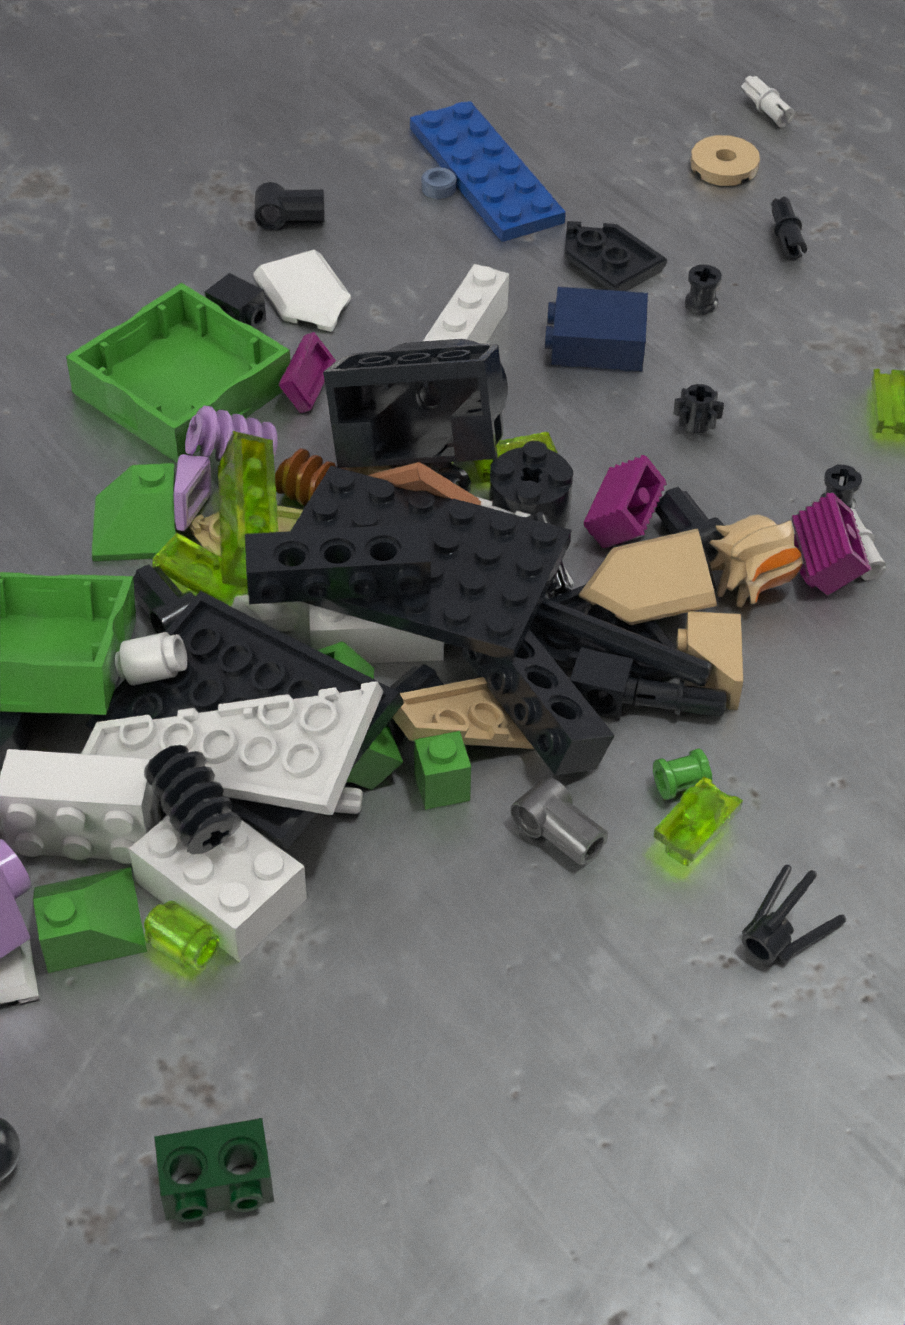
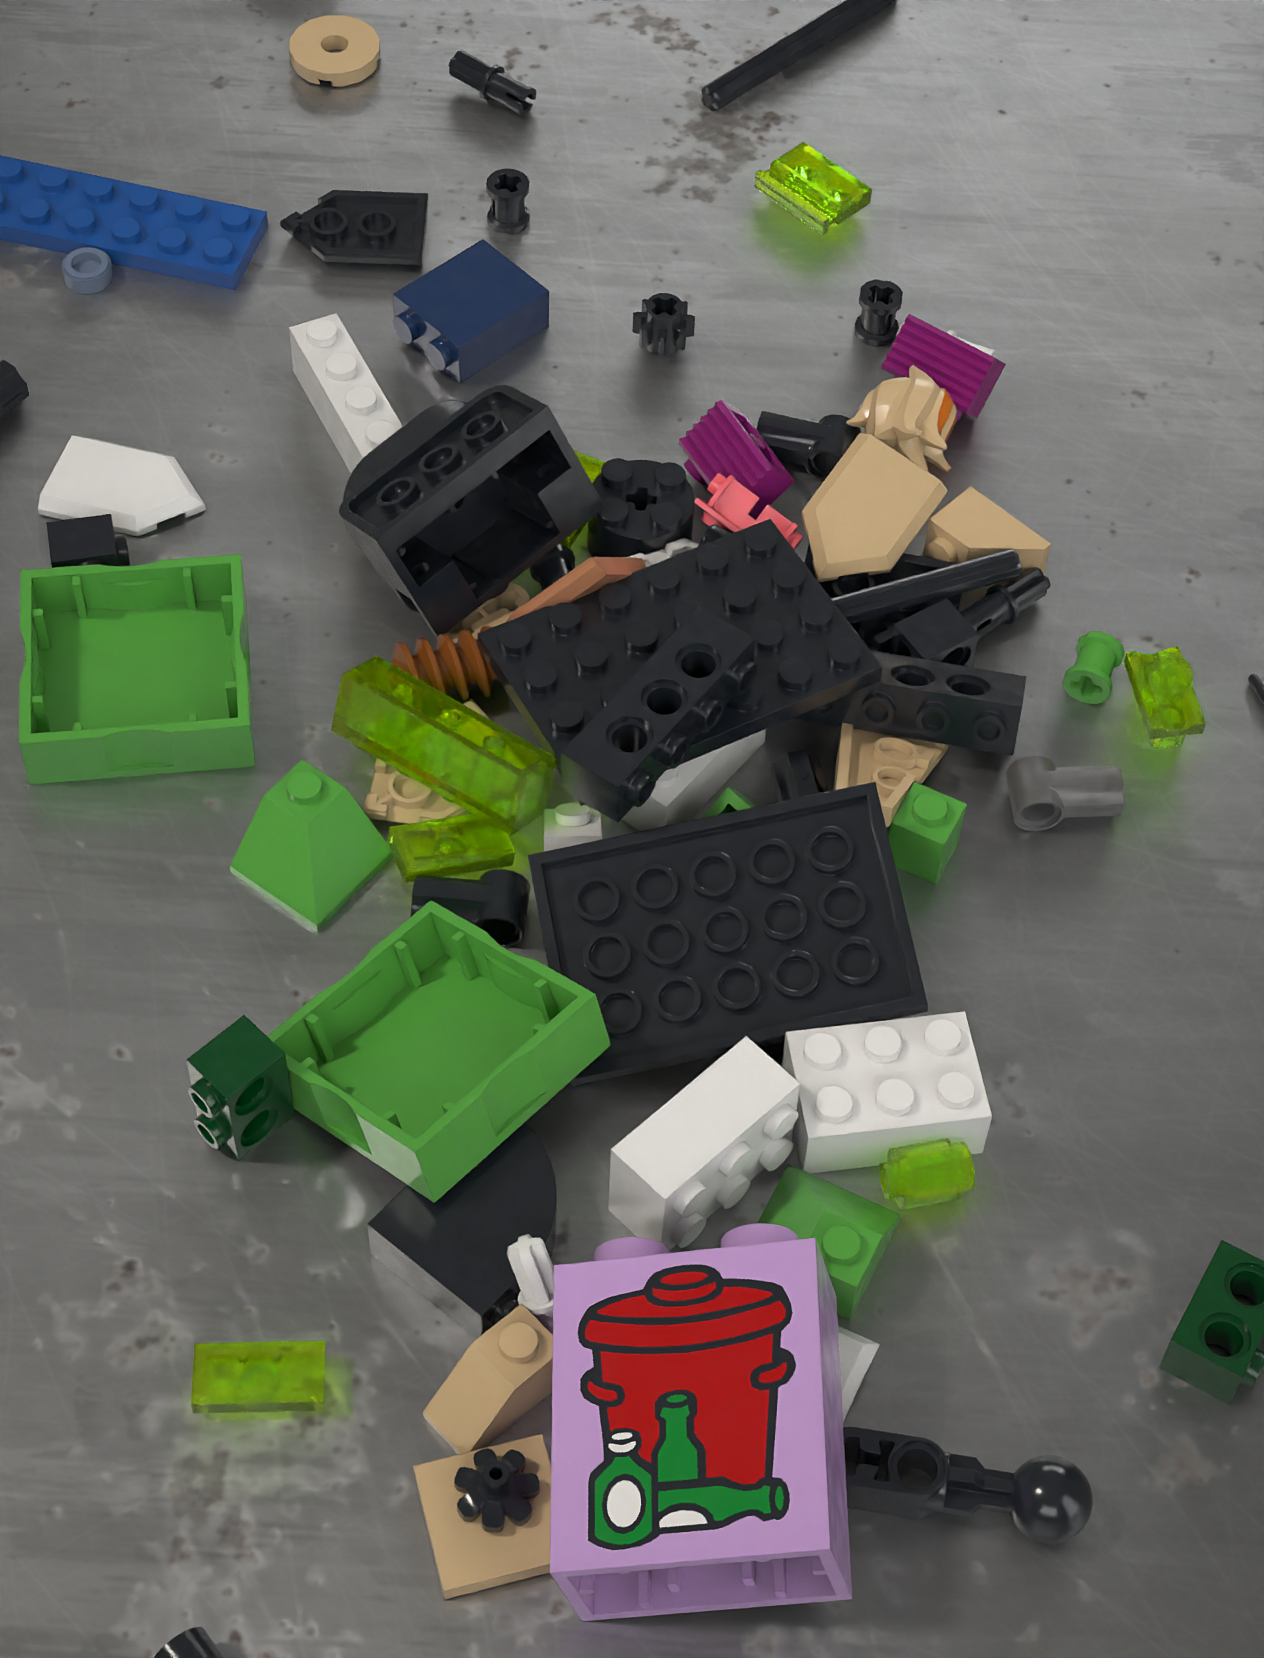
camera: 50 degrees left, 5 degrees up
(151, 658) = (587, 949): white brick -> none
(190, 488) = (334, 761): lavender slope -> none
(191, 798) = (842, 1033): black piece -> none
(214, 430) = (300, 692): lavender piece -> none
(261, 747) = (809, 945): white wing -> none
(305, 372) = (264, 567): magenta tile -> none
(585, 550) = (731, 509): none -> coral hinge

